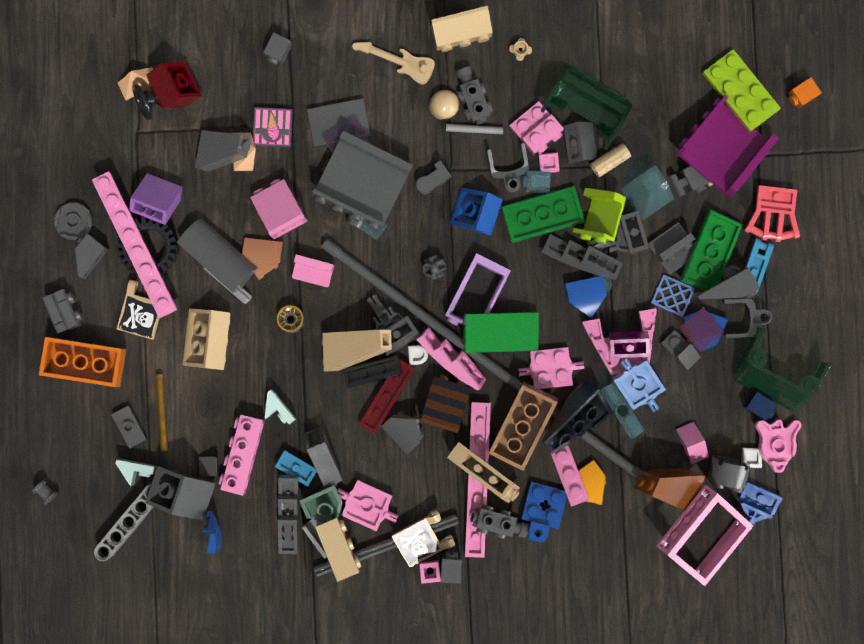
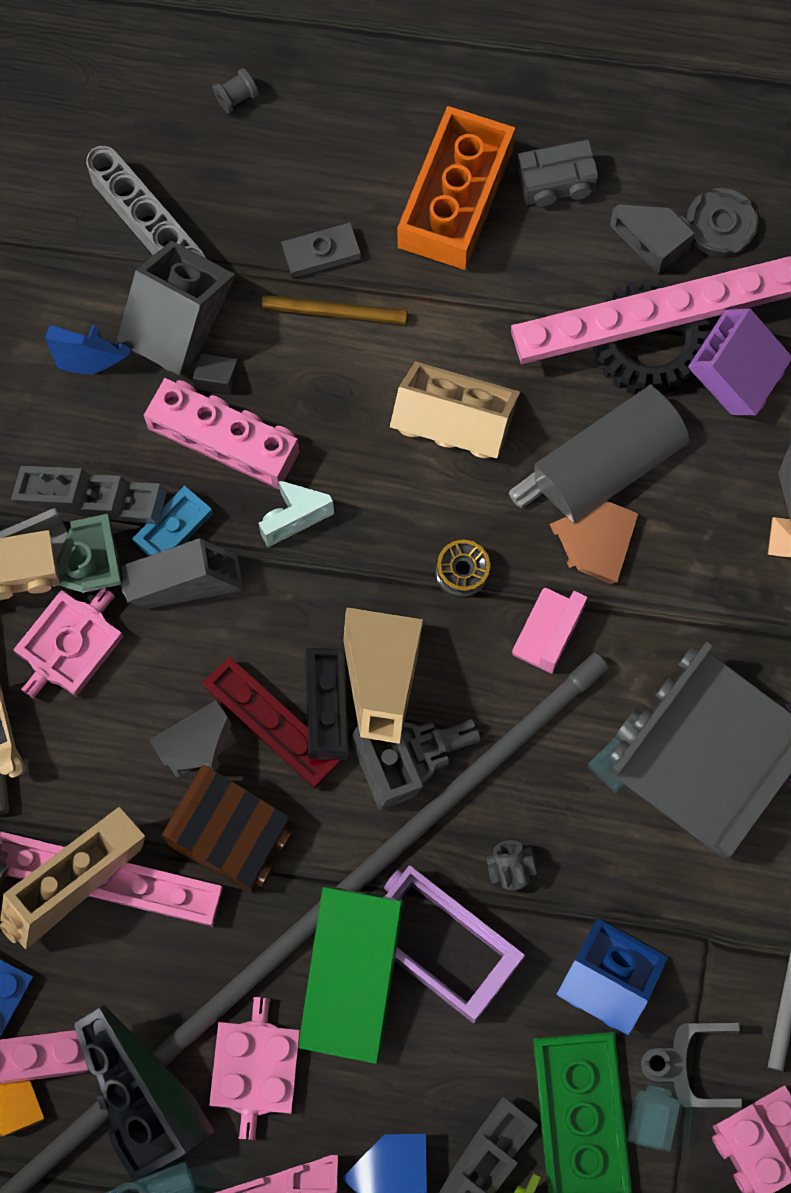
camera: 105 degrees right, 15 degrees down
(130, 468) = (241, 238): light aqua slope -> none
(138, 314) = (524, 296): flag -> none
(278, 208) = (682, 583): bright pink slope -> none
(417, 355) = (341, 799): white tile -> none
(428, 184) = (691, 901): dark grey leg -> none
(456, 363) = (309, 867): bright pink slope -> none
(523, 426) = (148, 979): medium nougat brick -> none
(549, 162) = (690, 1155): bright pink tile -> none

